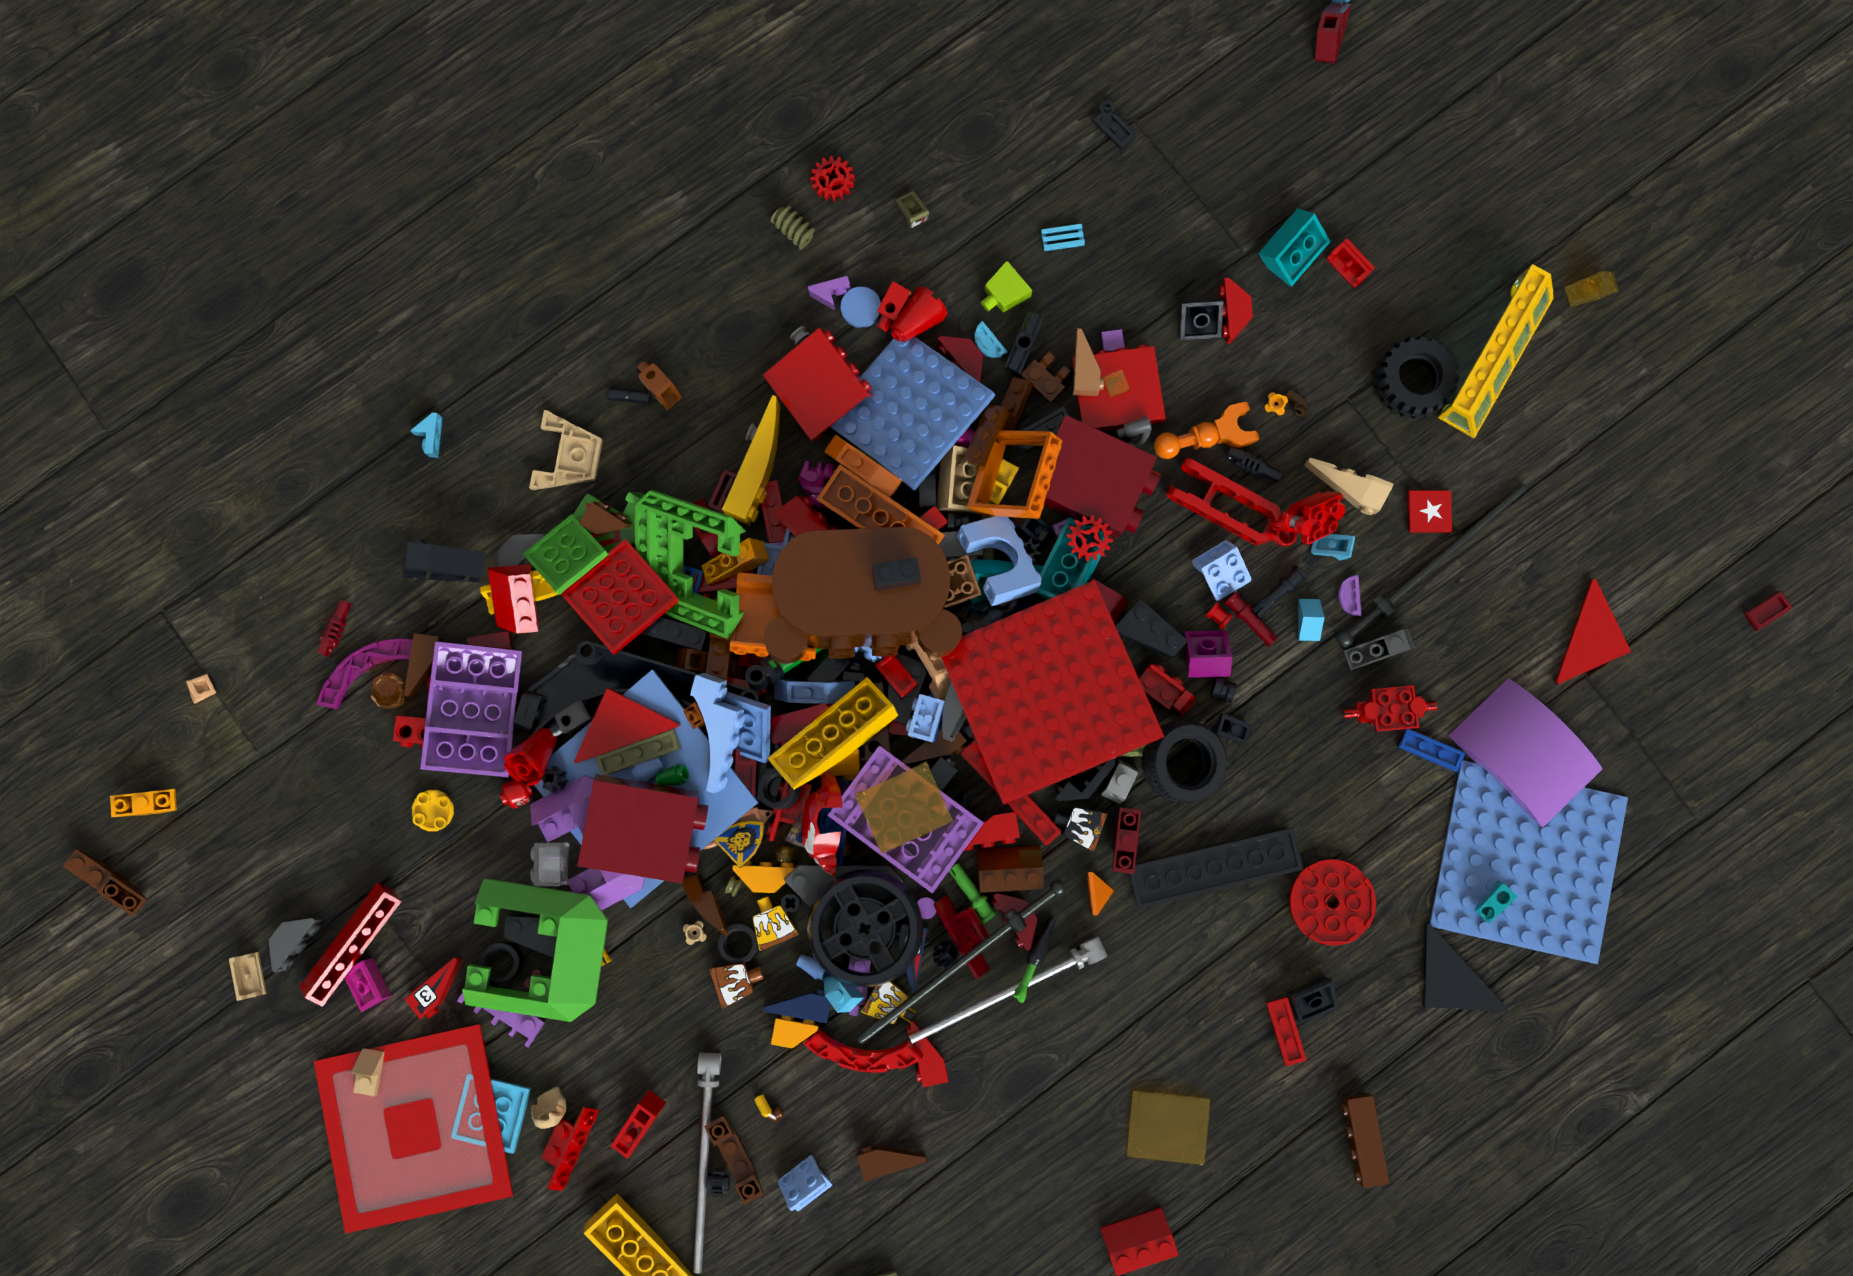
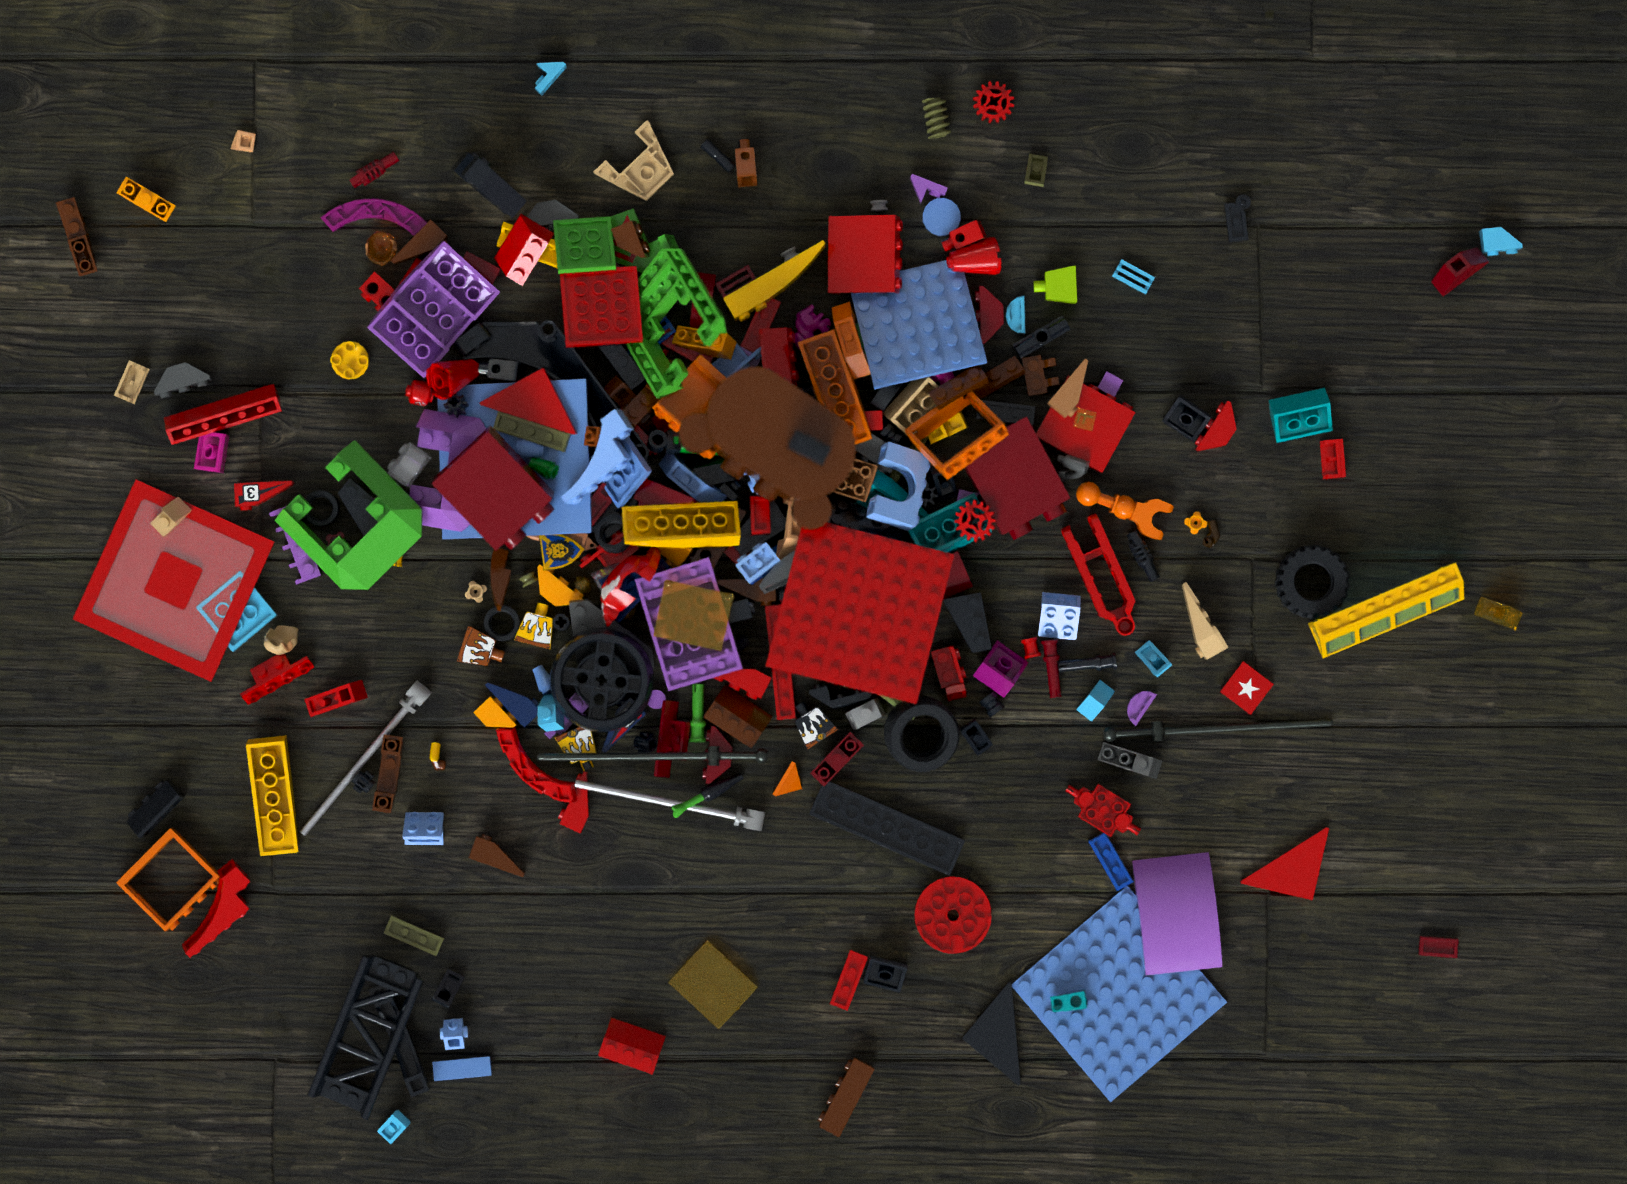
camera: 30 degrees right, 5 degrees up
(1313, 516) = (1153, 627): red piece -> none

